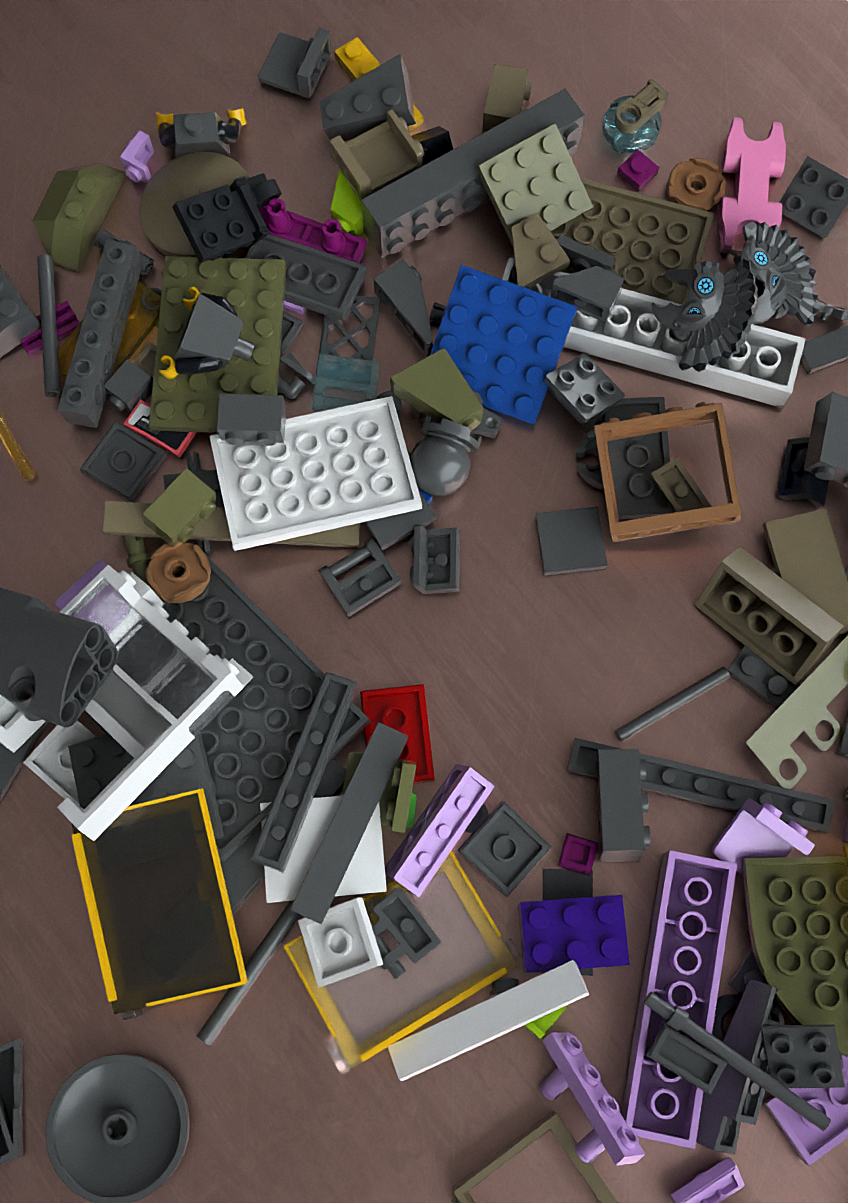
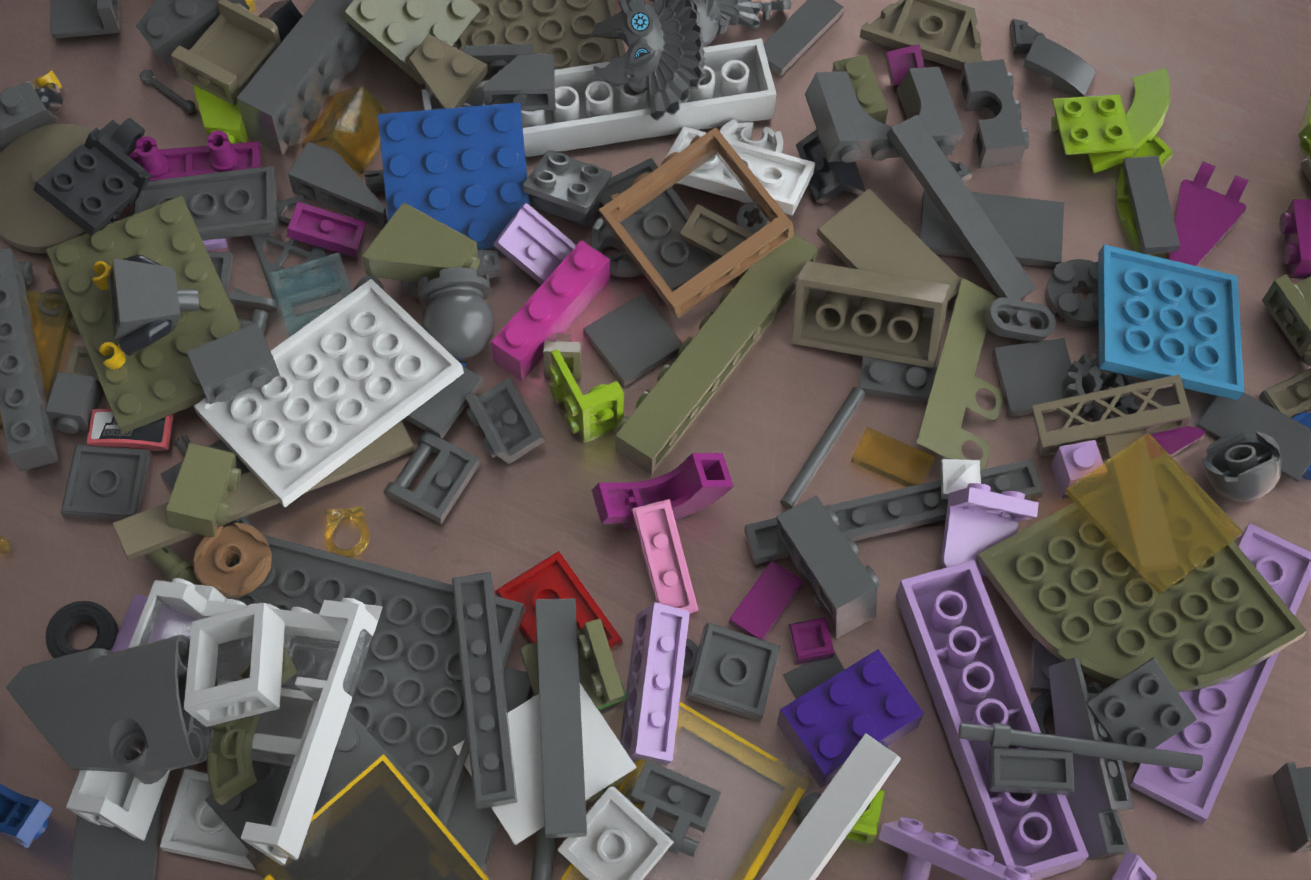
camera: 30 degrees left, 10 degrees down
(41, 555) = (74, 614): none -> black tyre
(110, 705) = (231, 747): none -> olive tile
(145, 678) = (244, 697): none -> white window
(274, 571) = (334, 517): none -> clear yellow piece
(313, 146) = (148, 77): none -> dark grey hinge
(381, 337) = (326, 229): none -> magenta plate
(440, 259) = (350, 127): none -> clear yellow slope
(498, 733) = (664, 556): none -> bright pink tile
(506, 590) = (587, 414): none -> lime bracket
(507, 529) = (569, 350): none -> dark tan tile
(518, 487) = (551, 310): none -> dark pink brick
(525, 684) = (690, 487): none -> magenta arch
(533, 429) = (534, 243): none -> lavender plate
(560, 805) = (766, 601): none -> magenta tile
(626, 584) = (711, 355): none -> olive brick
(714, 481) = (749, 213): none -> dark grey bush
(722, 741) = (892, 458): none -> clear yellow tile
(753, 456) = (779, 173): none -> white plate
(765, 787) = (958, 474): none -> white tile

